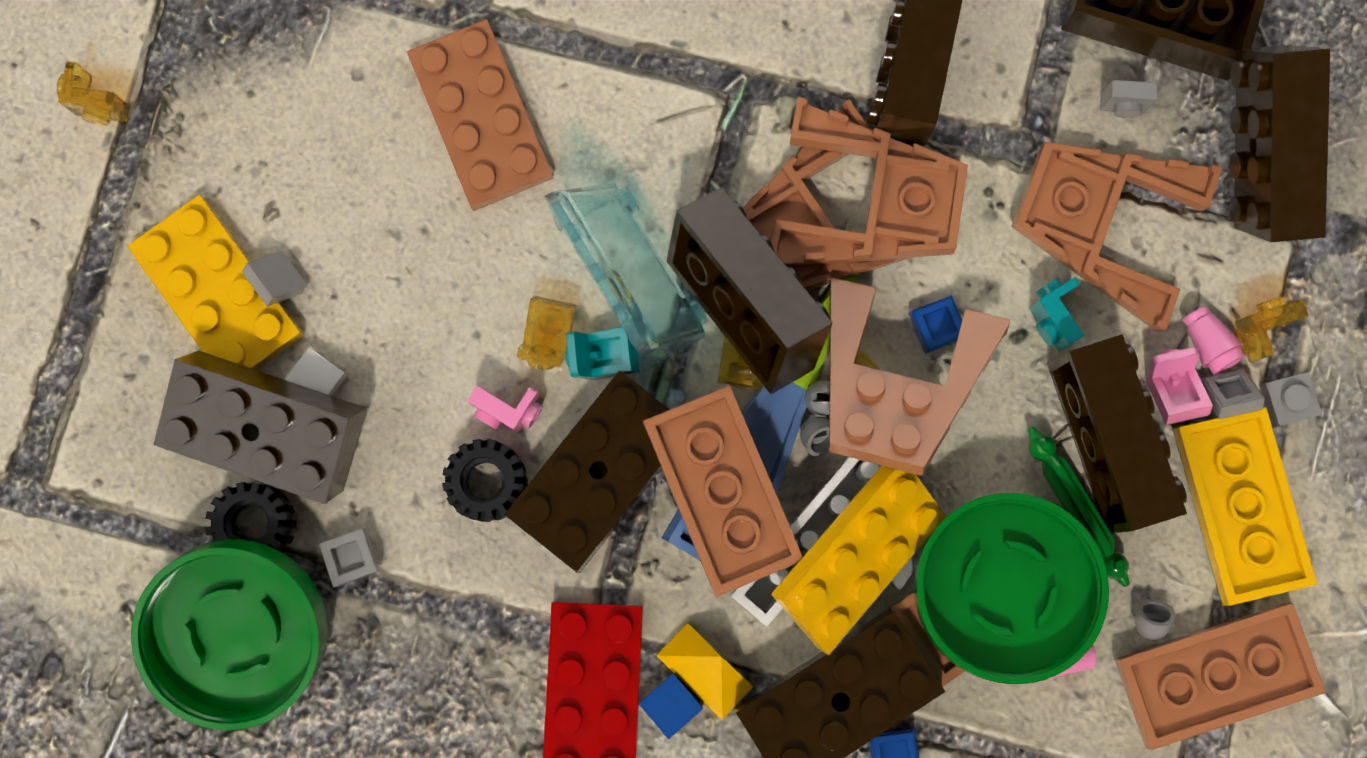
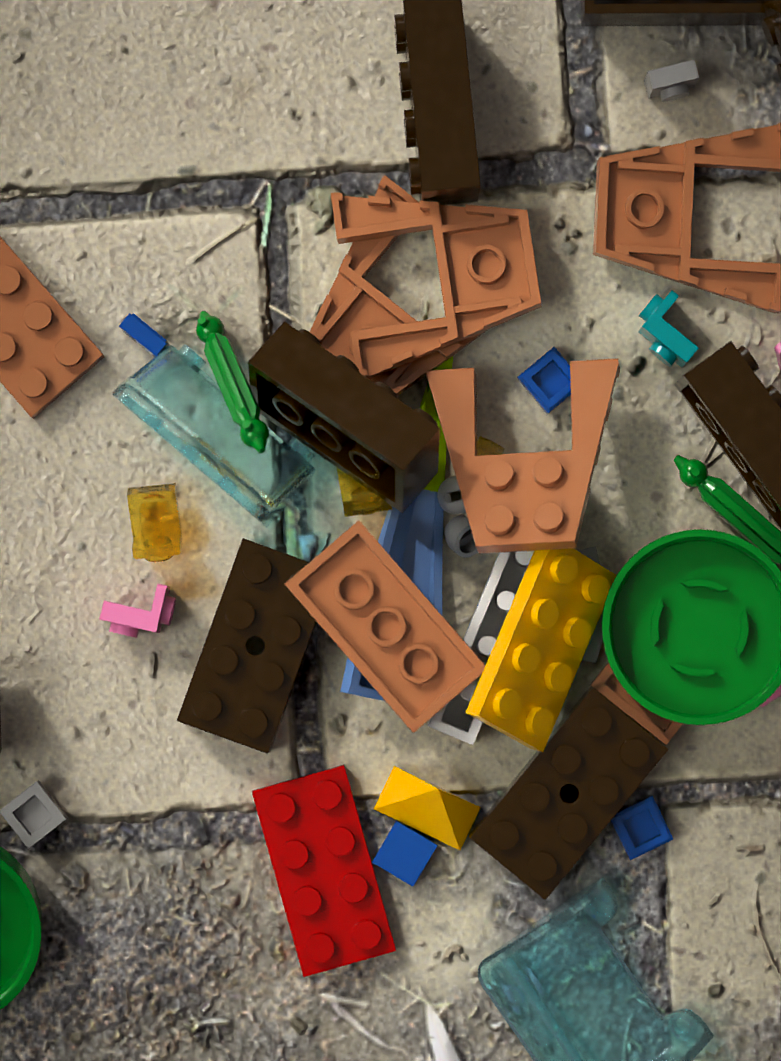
camera: 20 degrees left, 5 degrees up
(465, 461) = (113, 692): black tyre -> none
(592, 165) = (143, 334): none -> blue tile
(600, 354) = (216, 526): teal bracket -> none
(656, 231) = (232, 382): none -> green wheel

